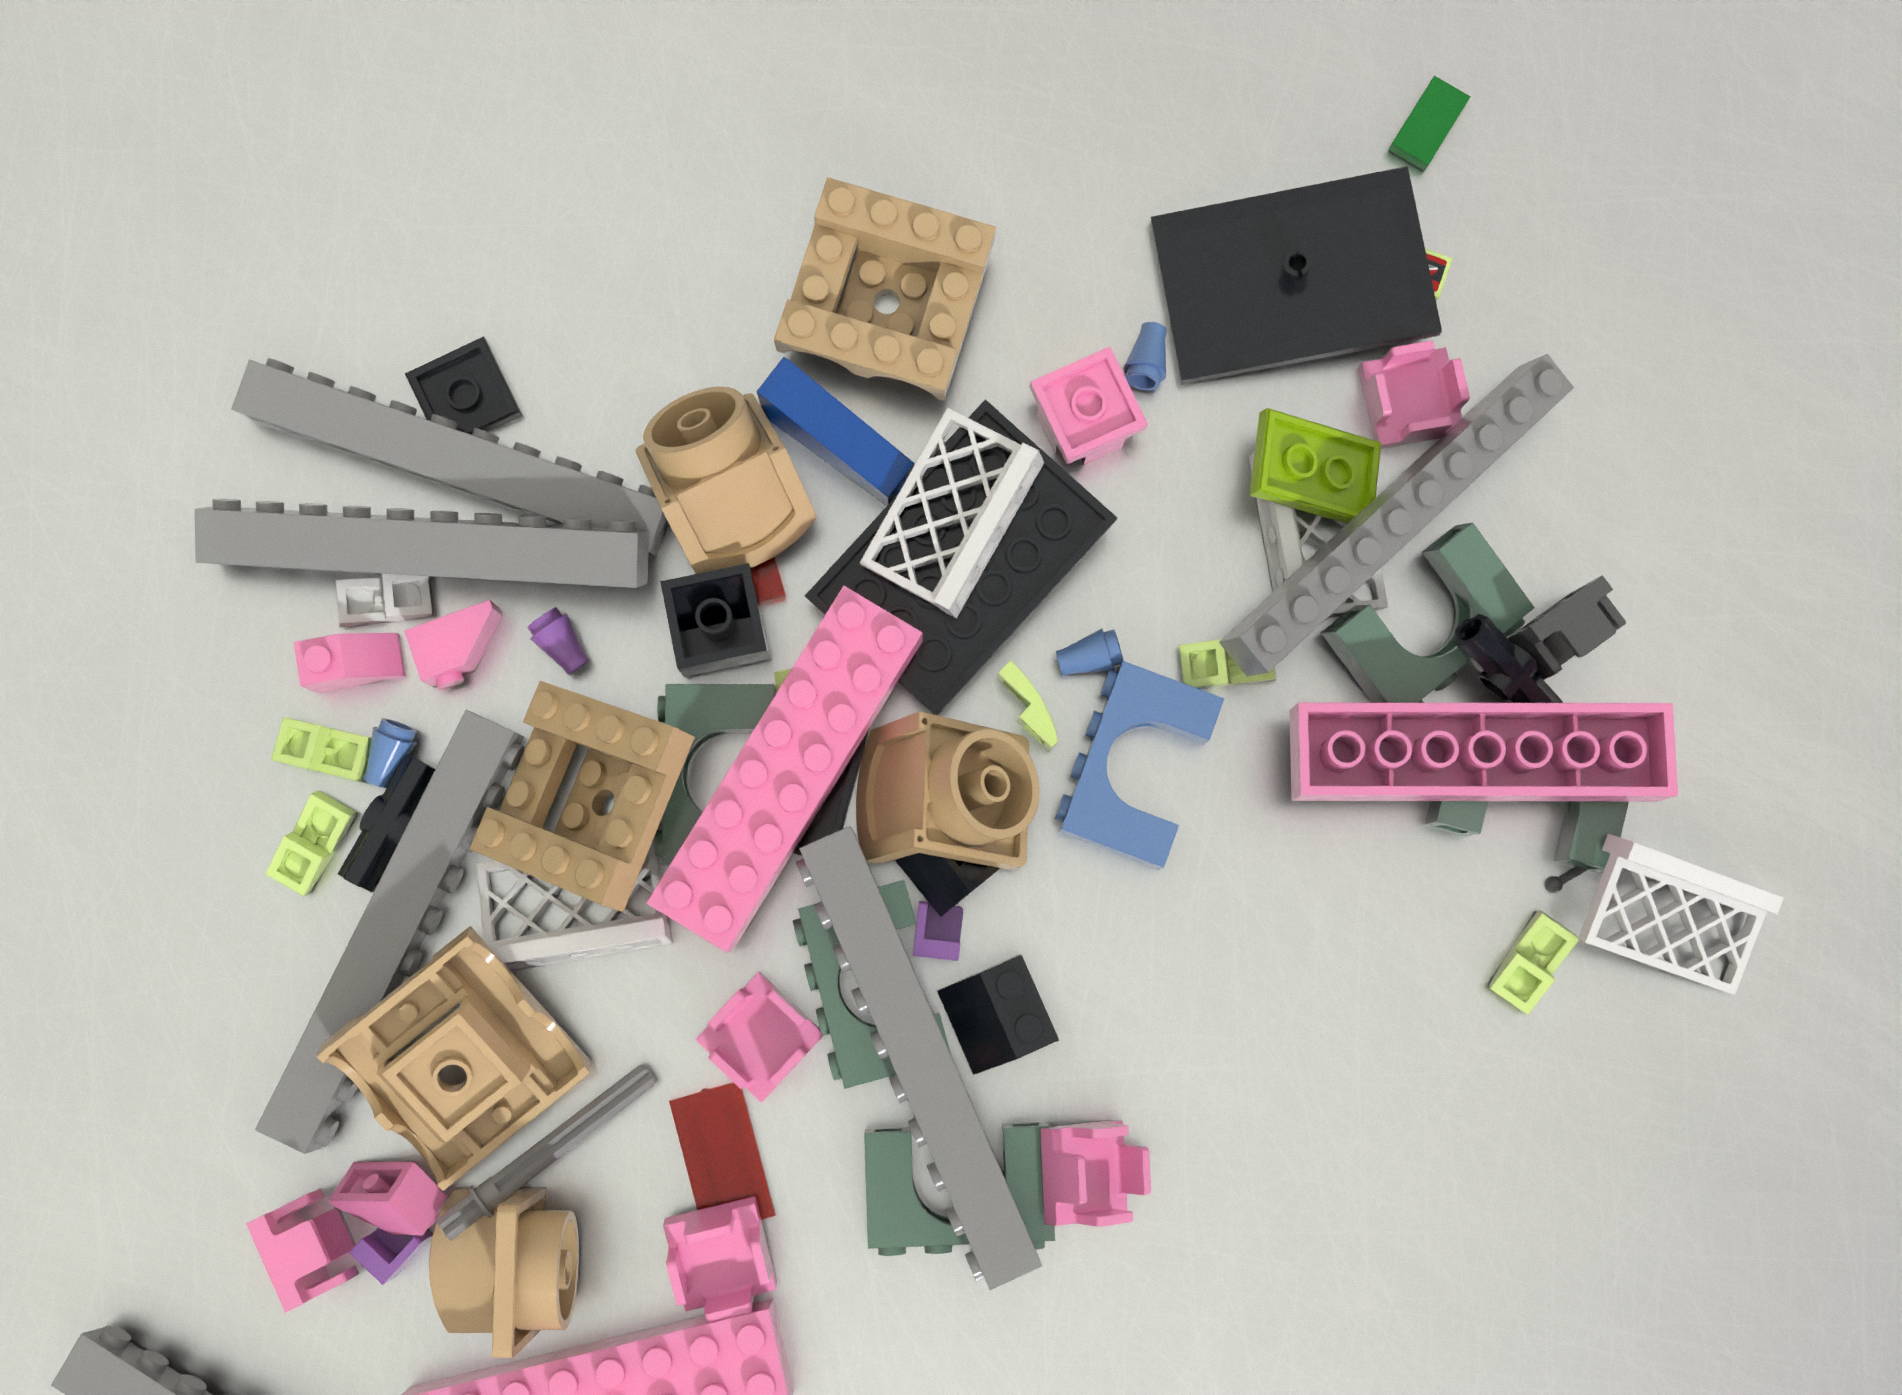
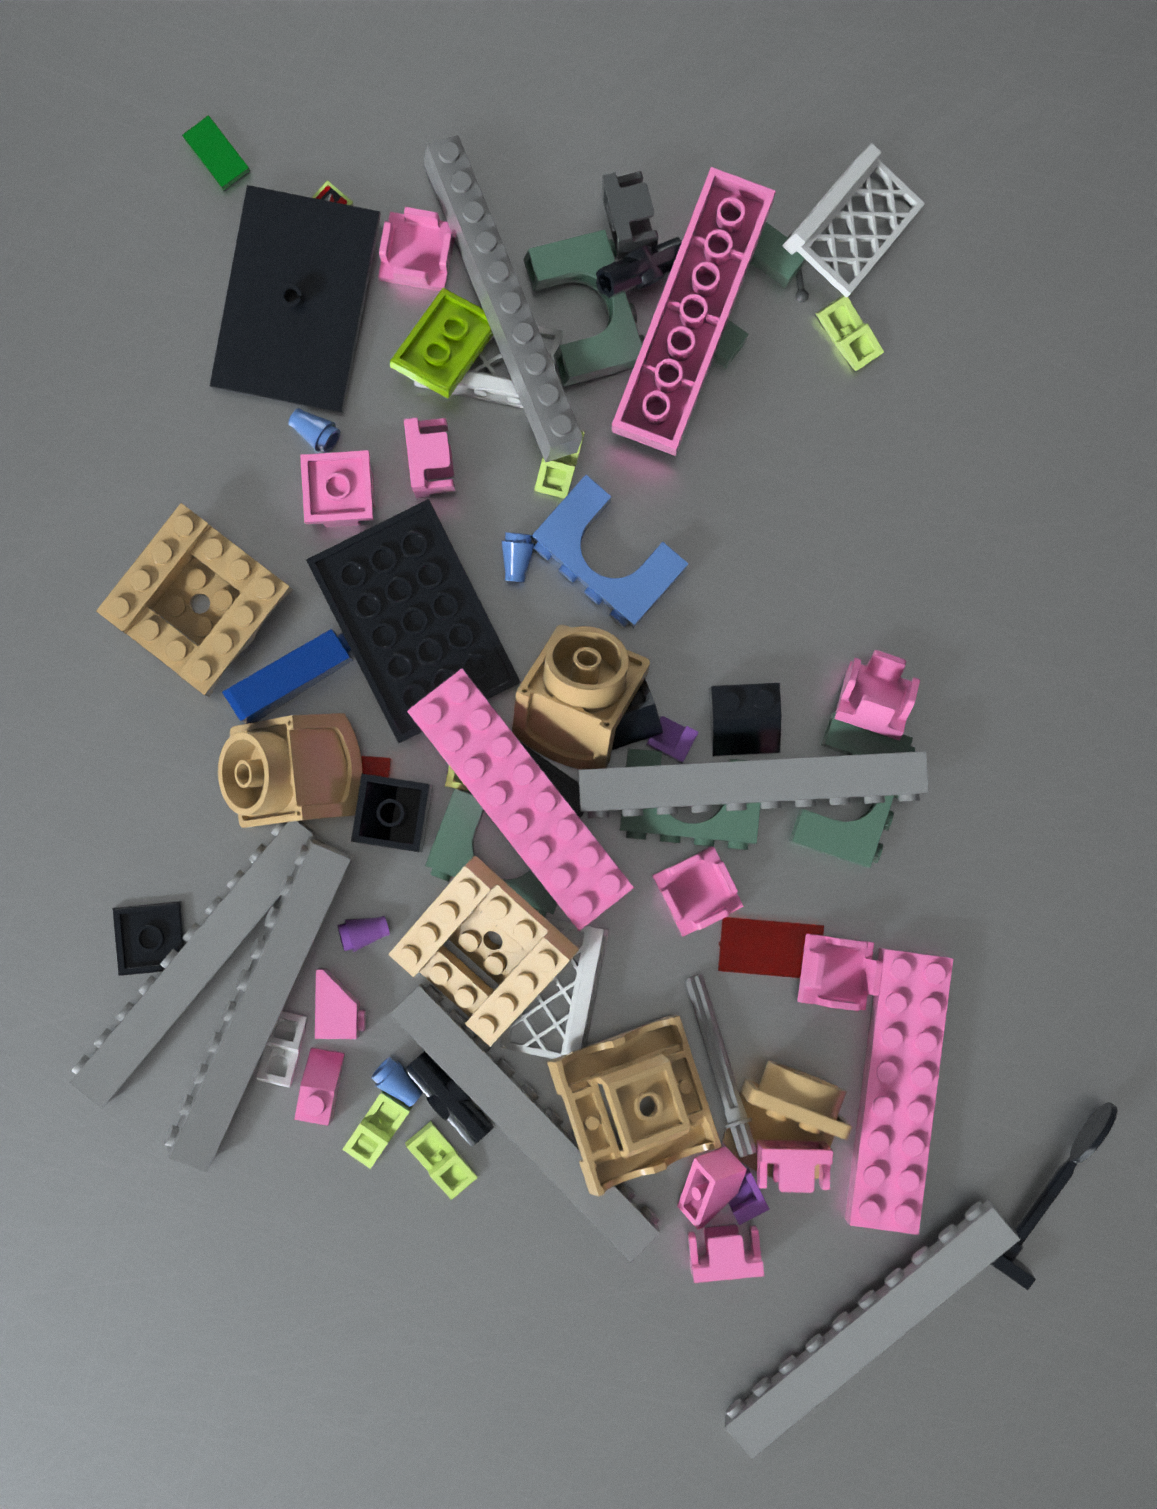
camera: 65 degrees left, 5 degrees up
(448, 1296) = (794, 1164): none -> bright pink panel
(989, 520) = (400, 593): white fence -> none
(1035, 717) = (548, 613): yellowish green slope -> none
(1167, 499) = (429, 456): none -> bright pink panel

